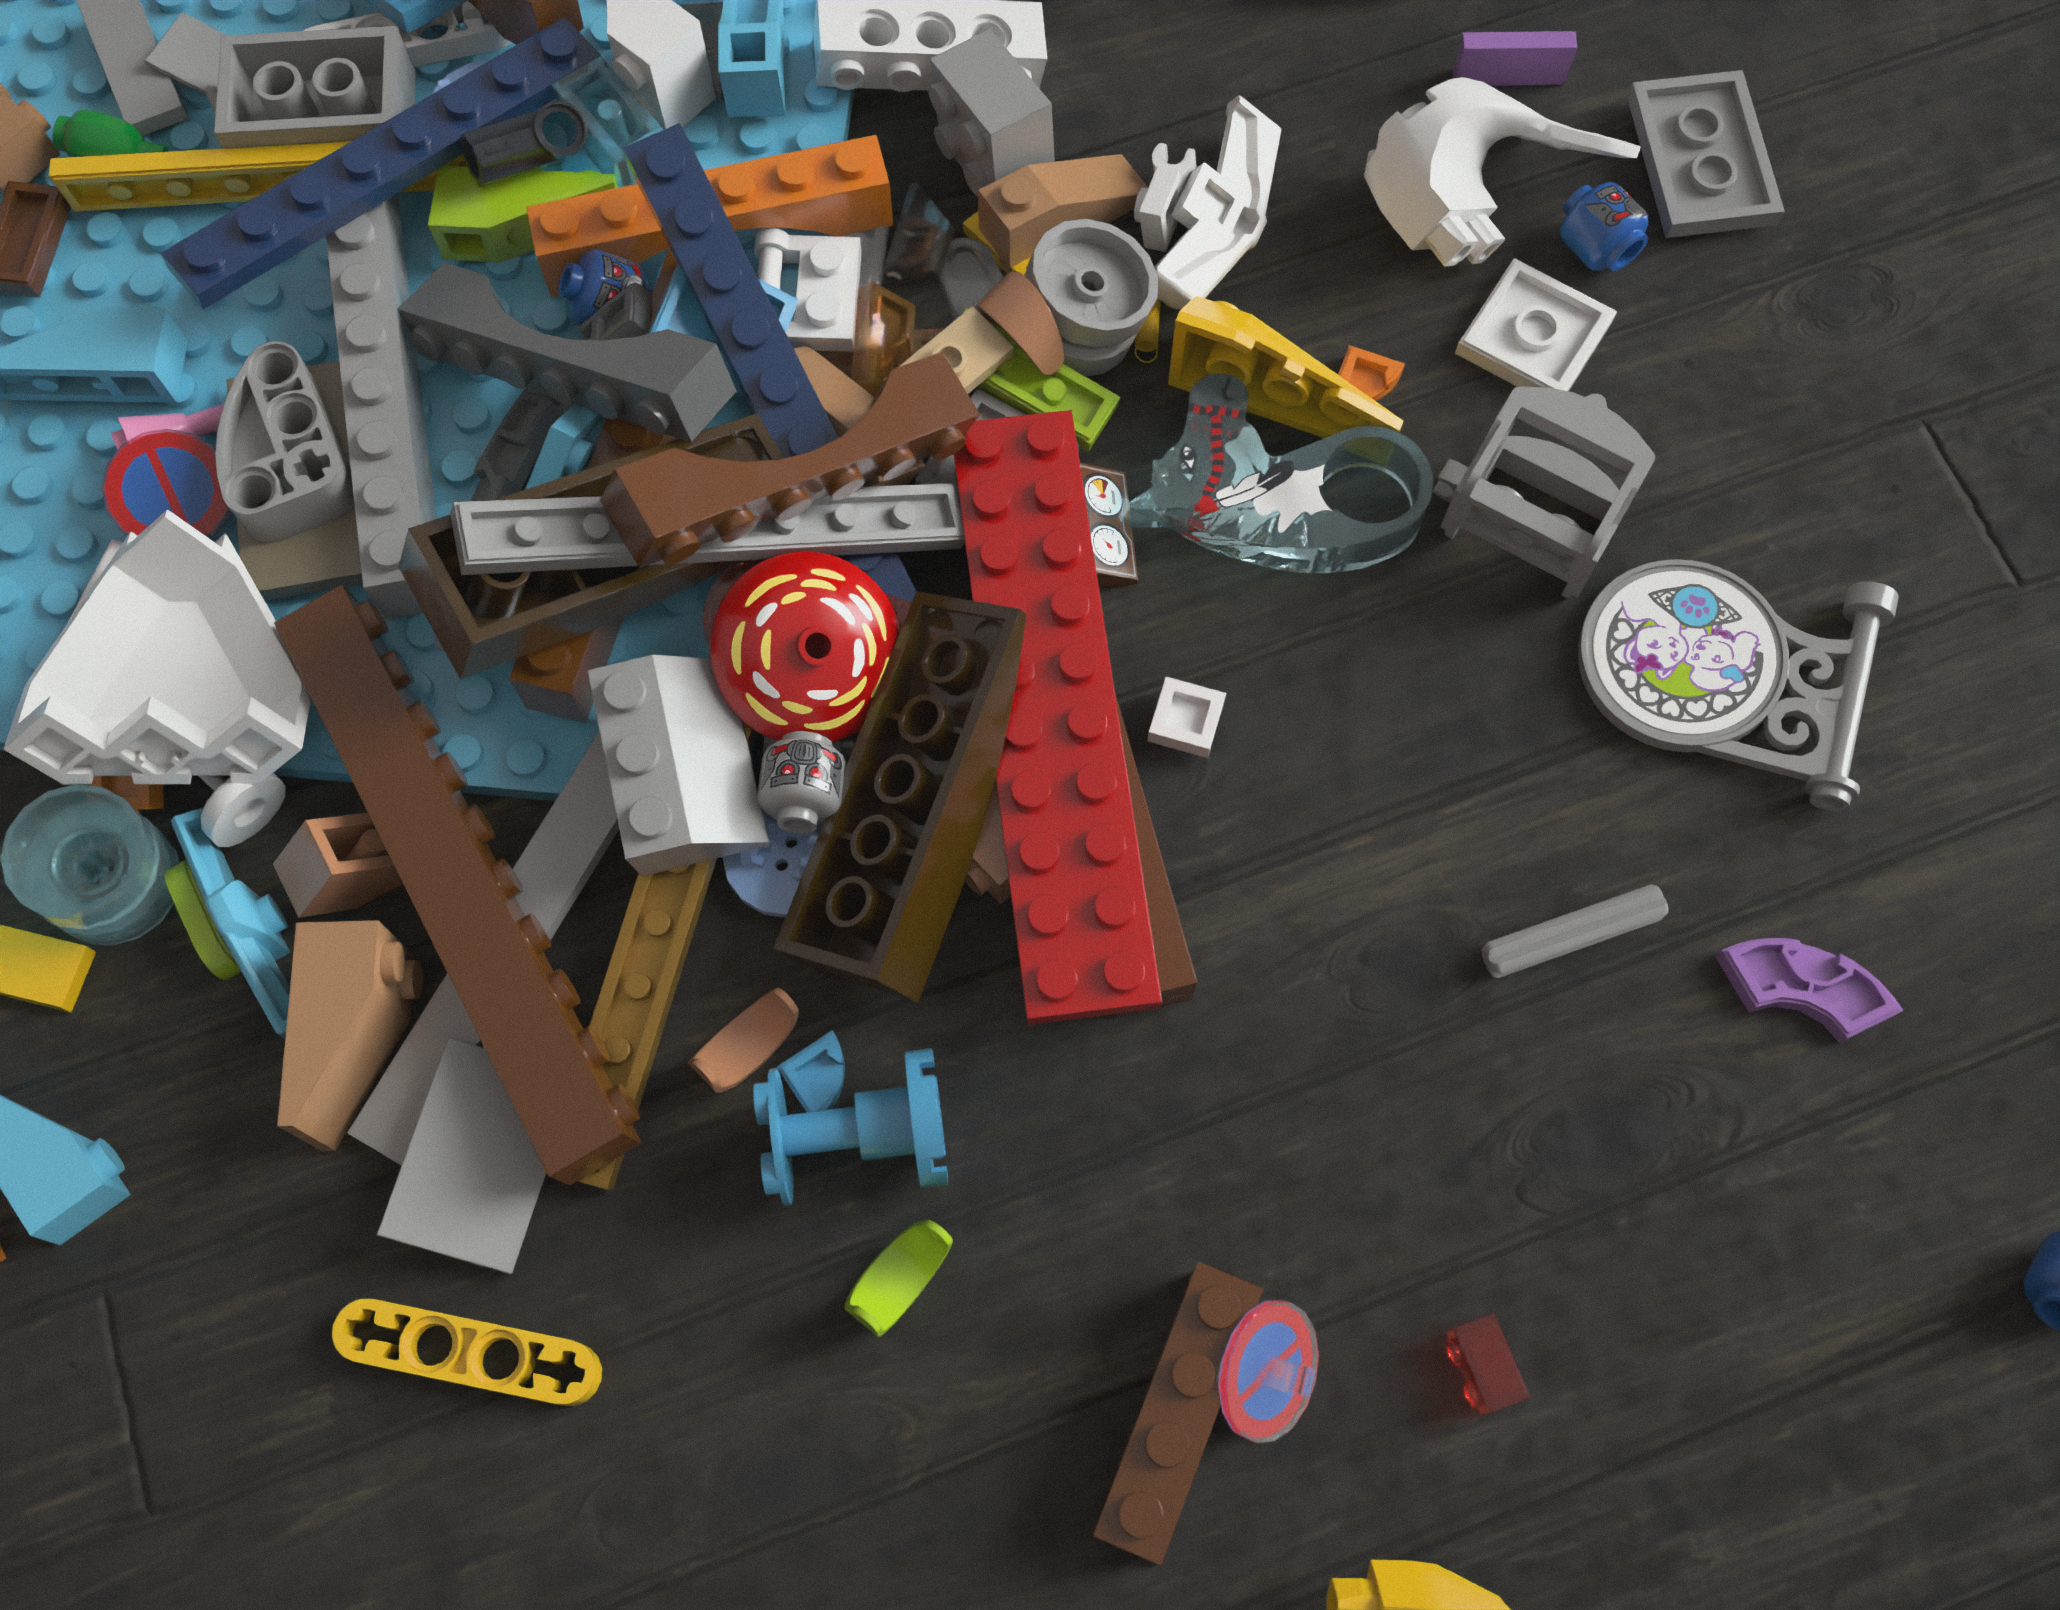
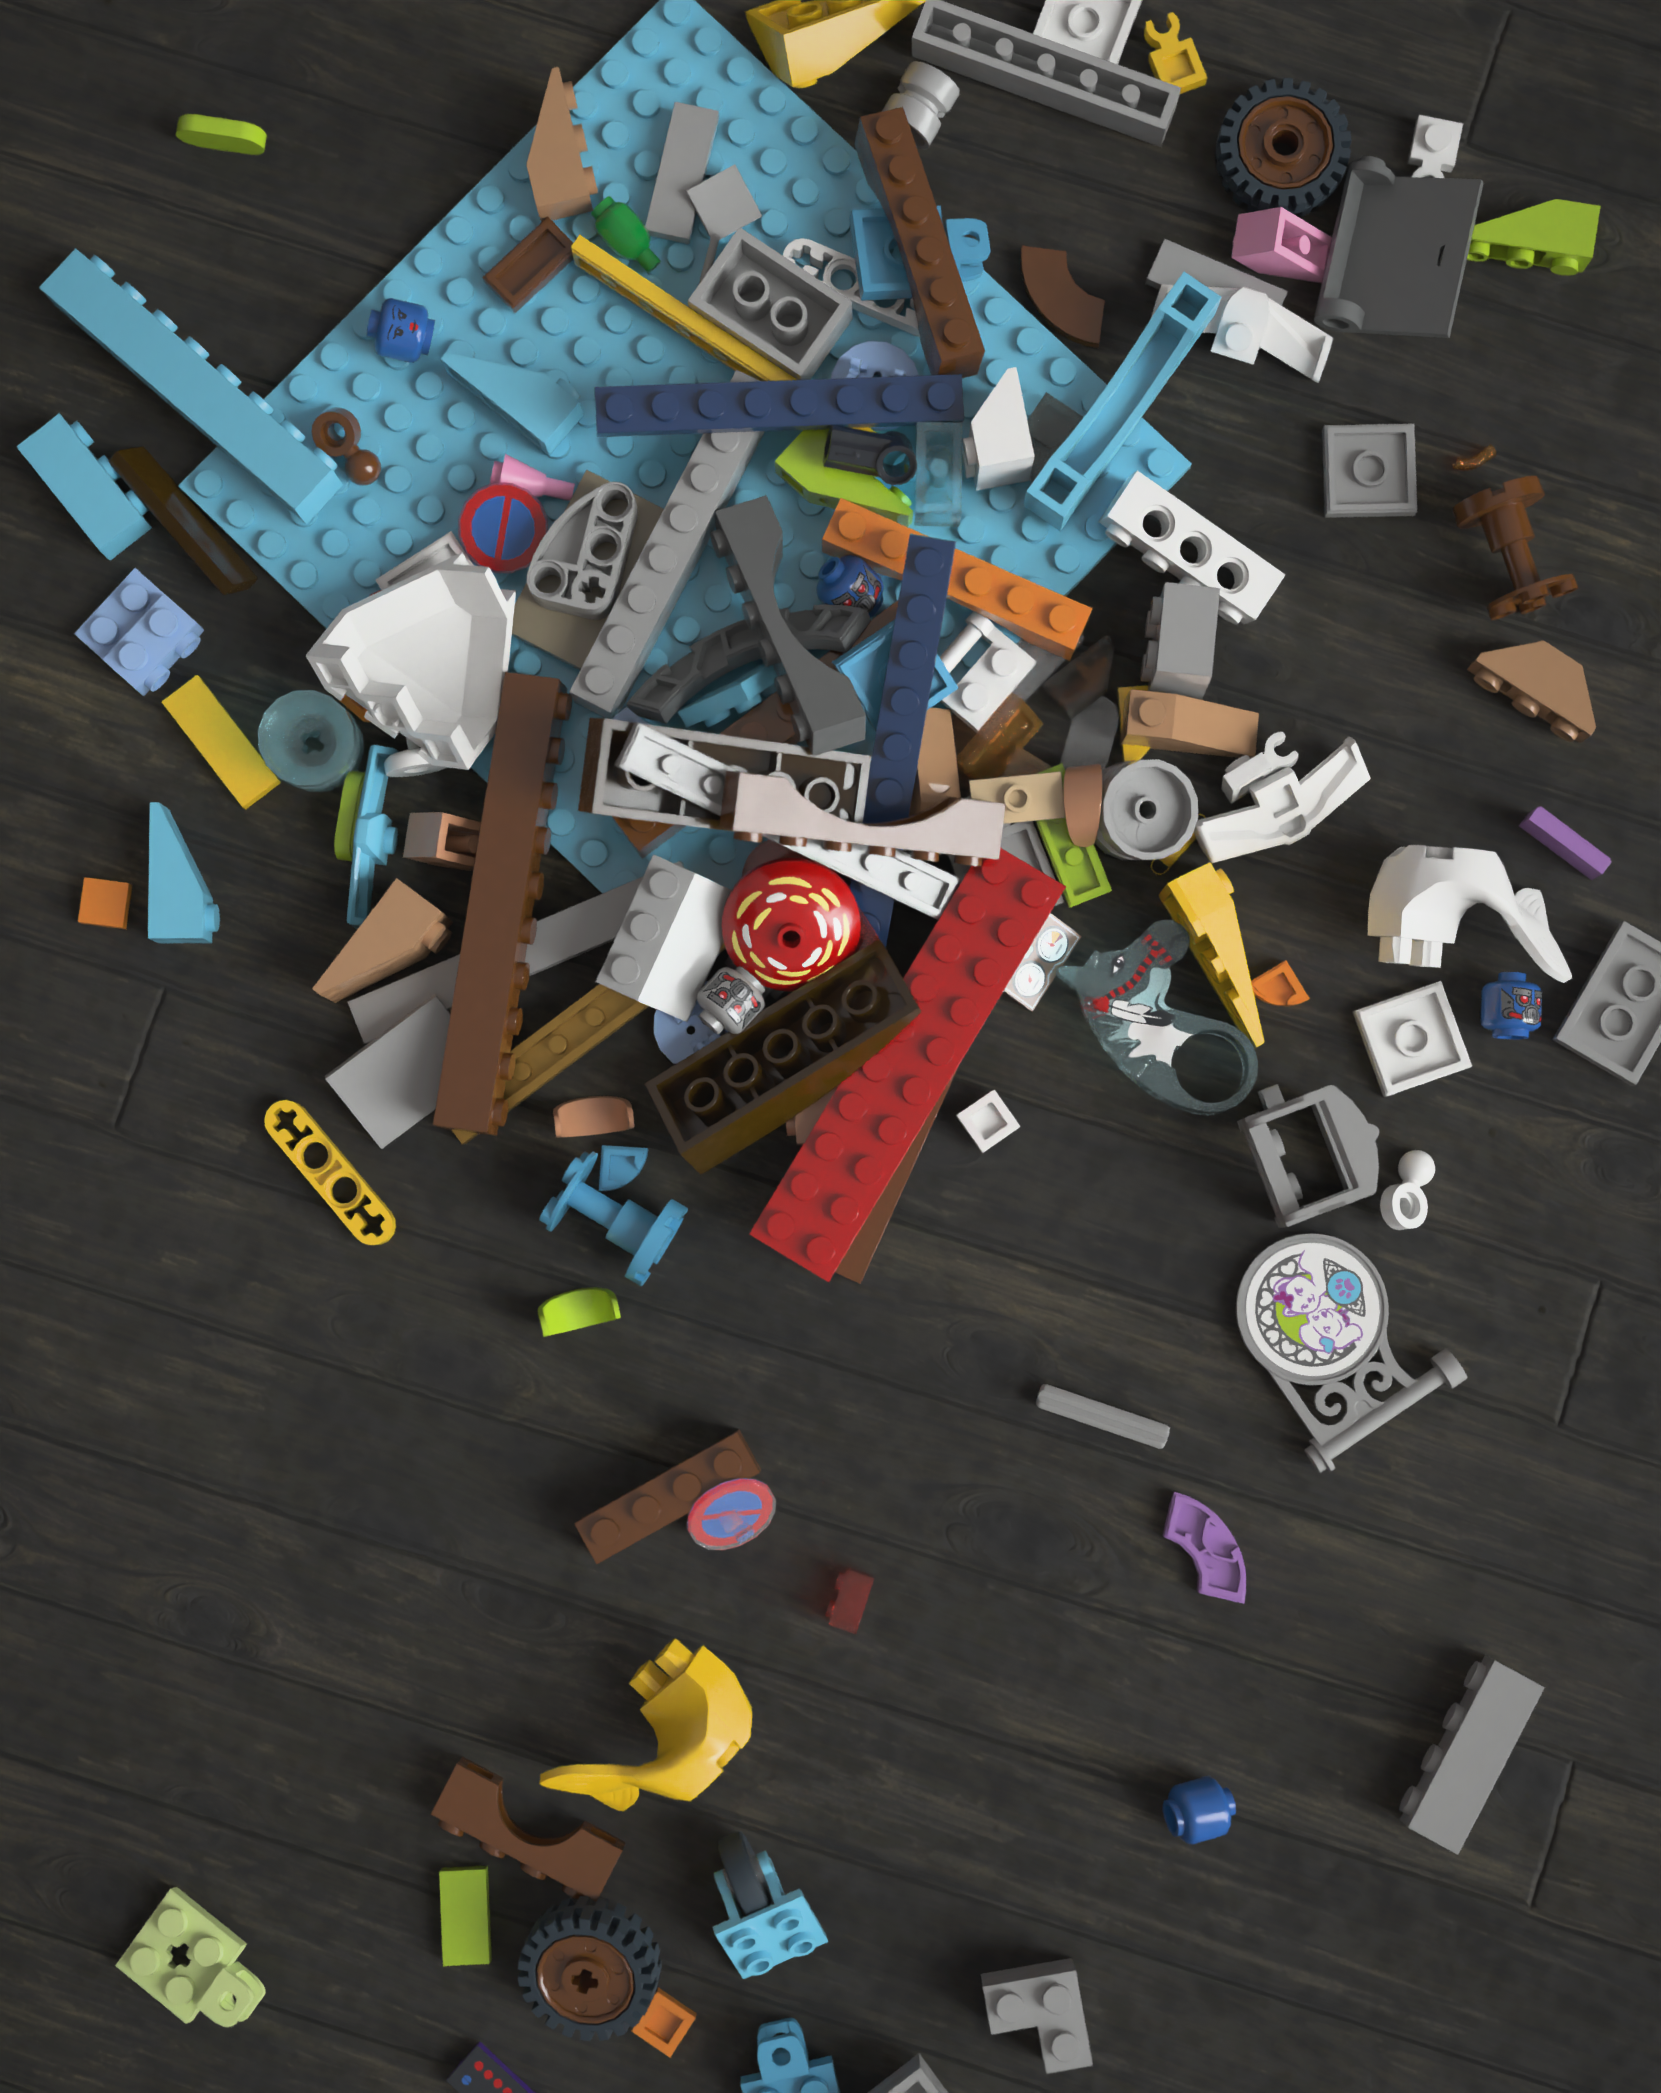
camera: 45 degrees right, 15 degrees up
(1673, 480) = (1405, 1204): none -> white plate

